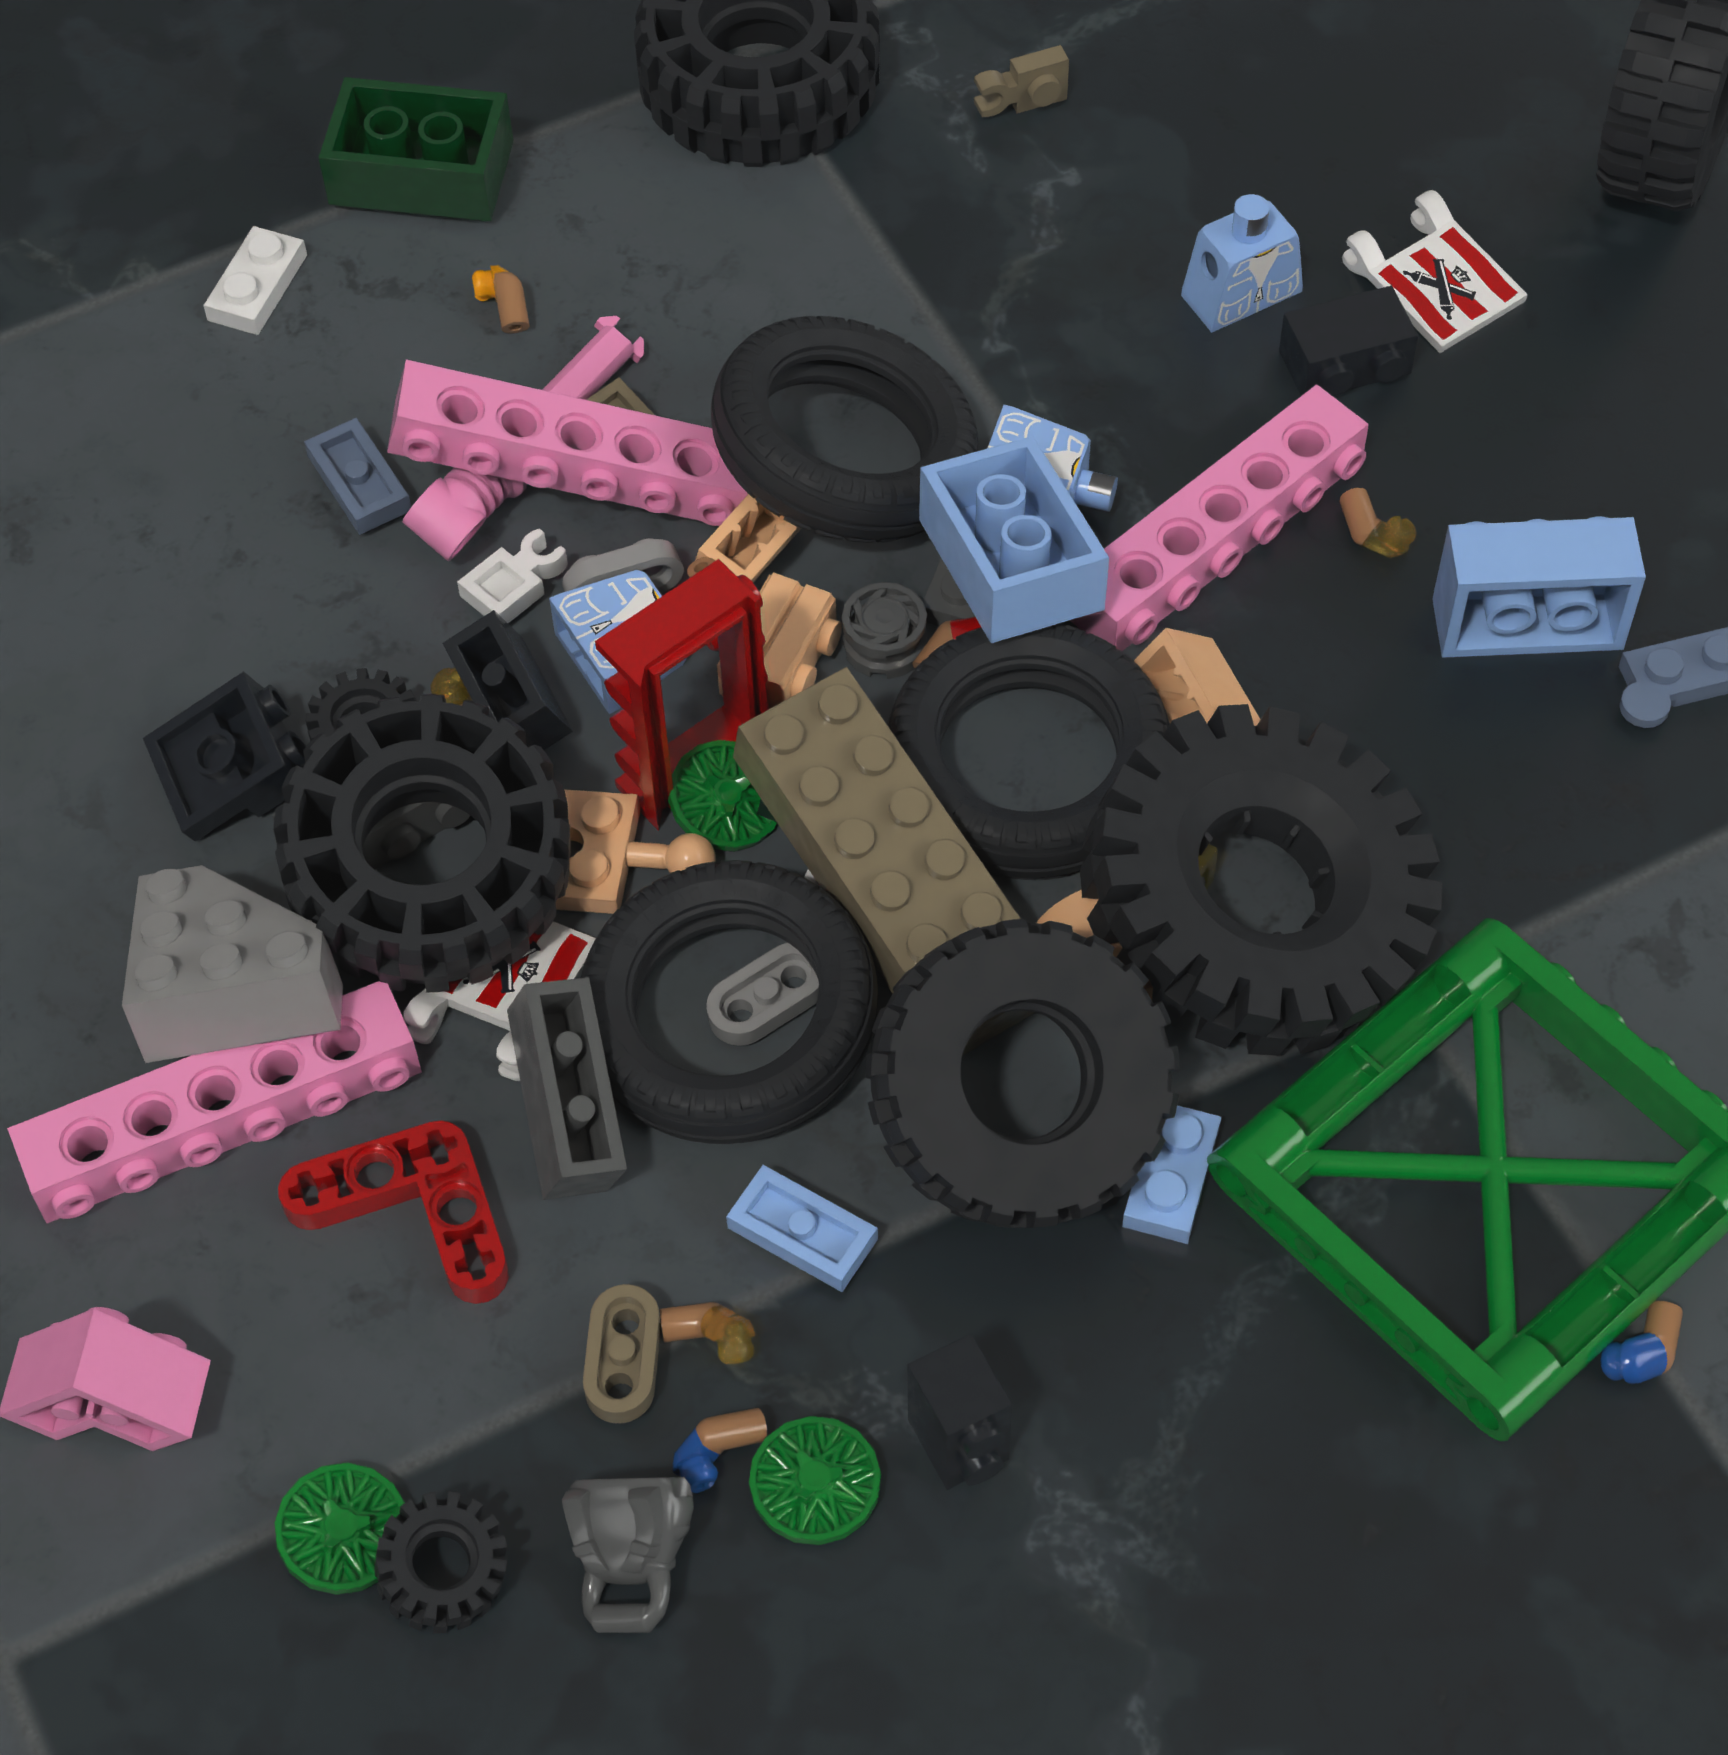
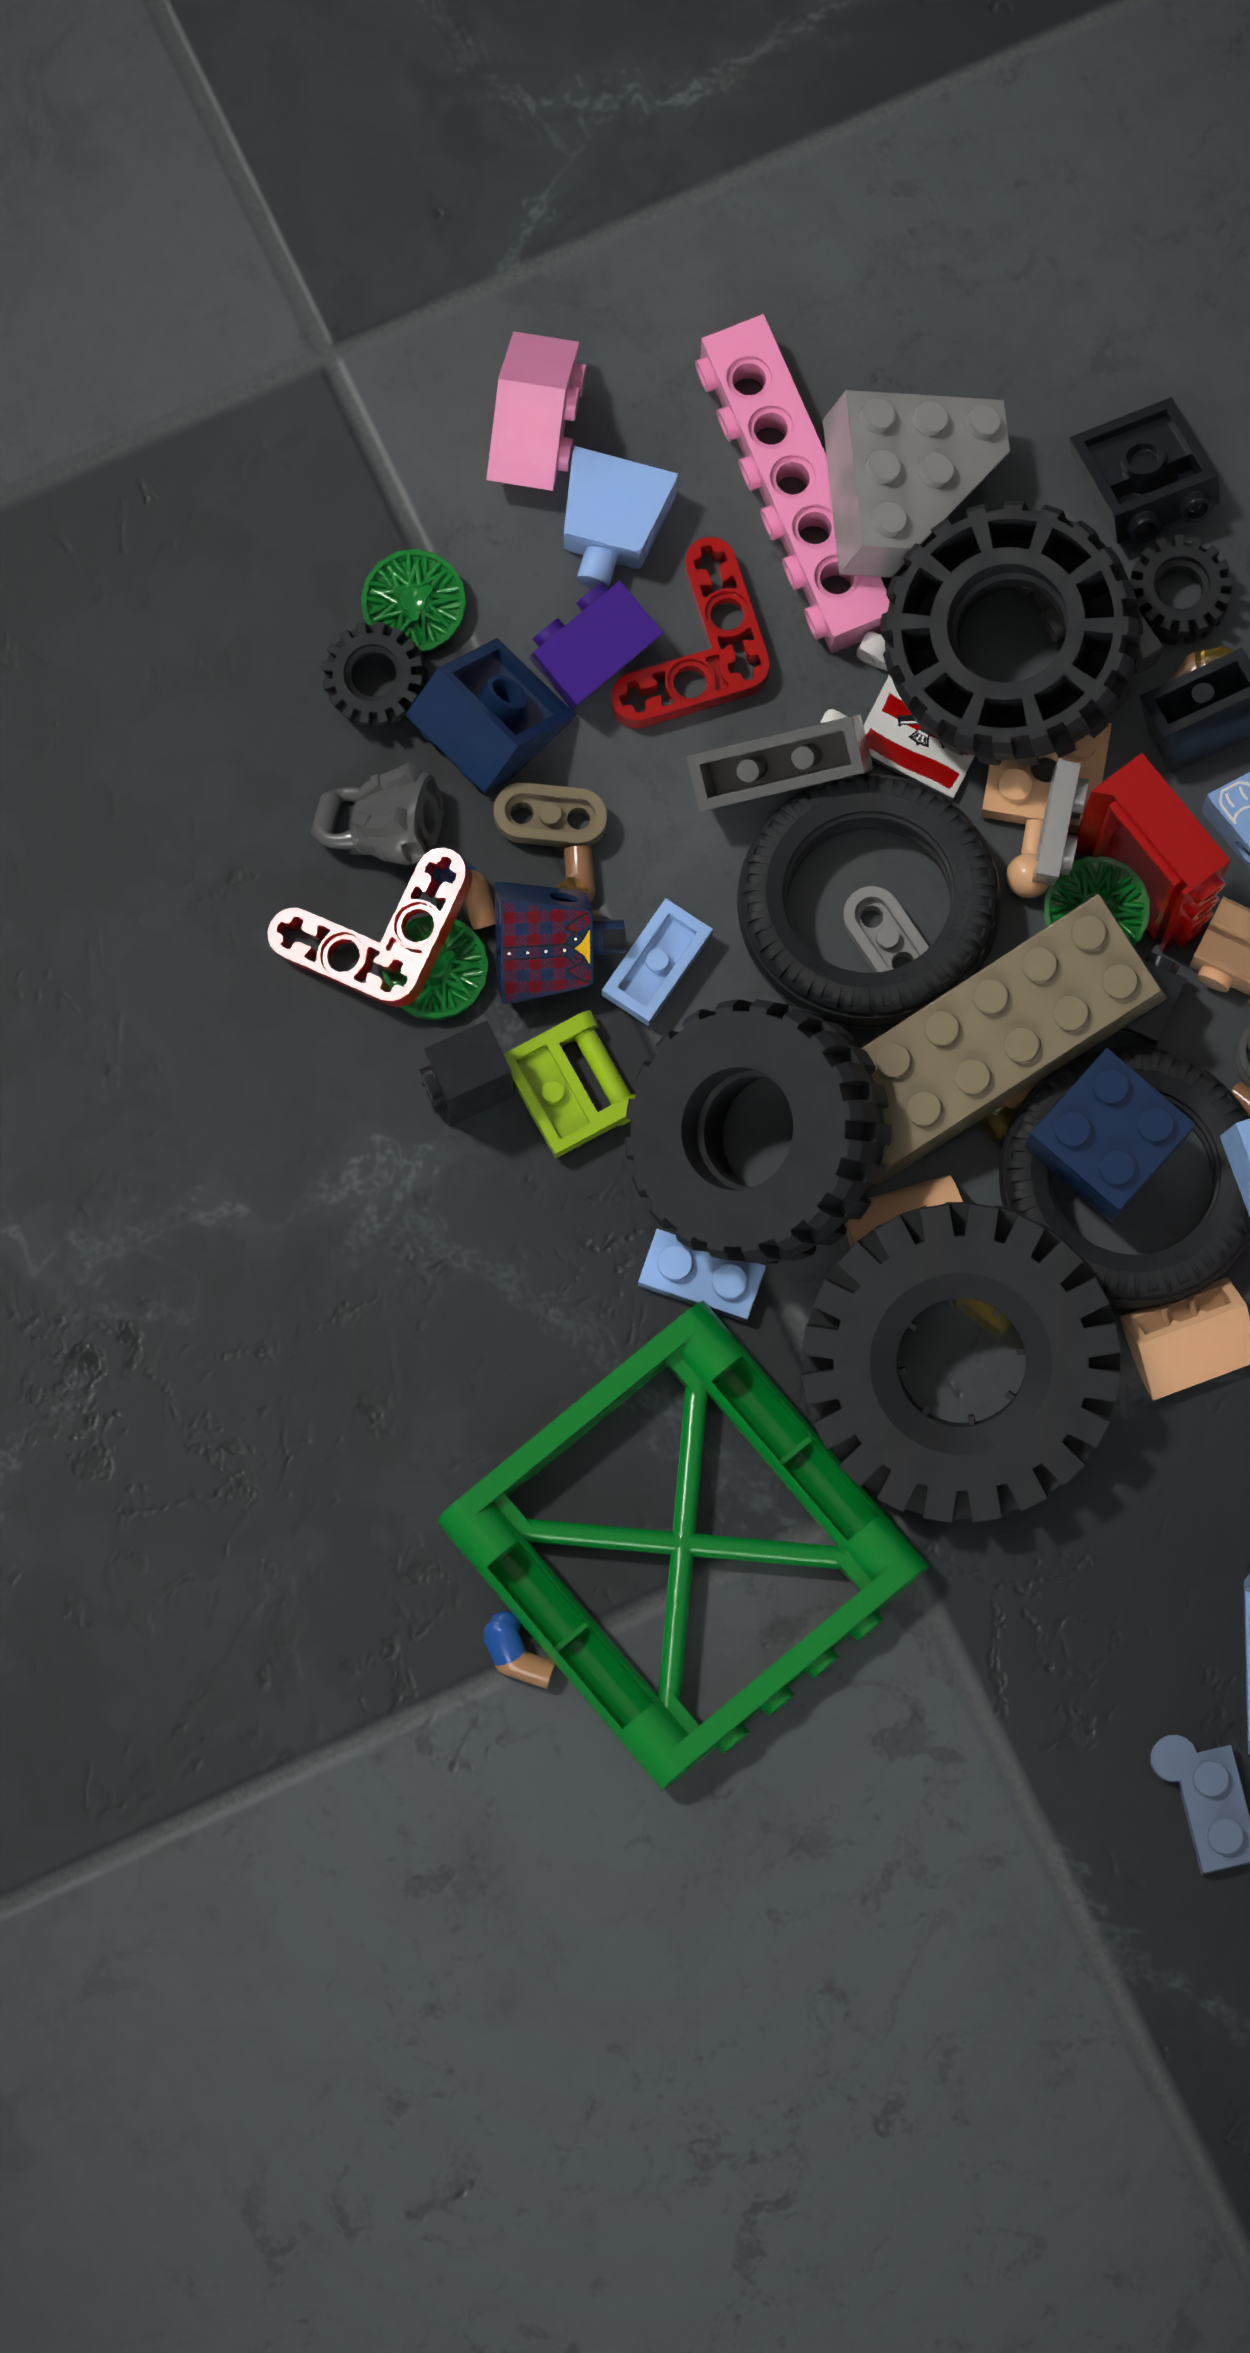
camera: 90 degrees right, 20 degrees up
(242, 1296) = (614, 512): none -> light blue torso
(410, 1304) = (593, 644): none -> dark purple brick
(497, 1426) = (489, 714): none -> dark blue slope
(644, 793) = (1064, 801): none -> light grey plate
(787, 1338) = (548, 940): none -> torso
(796, 1514) = (395, 948): none -> beam
(994, 1312) = (554, 1090): none -> lime plate
(1002, 730) = (1109, 1135): none -> dark blue brick

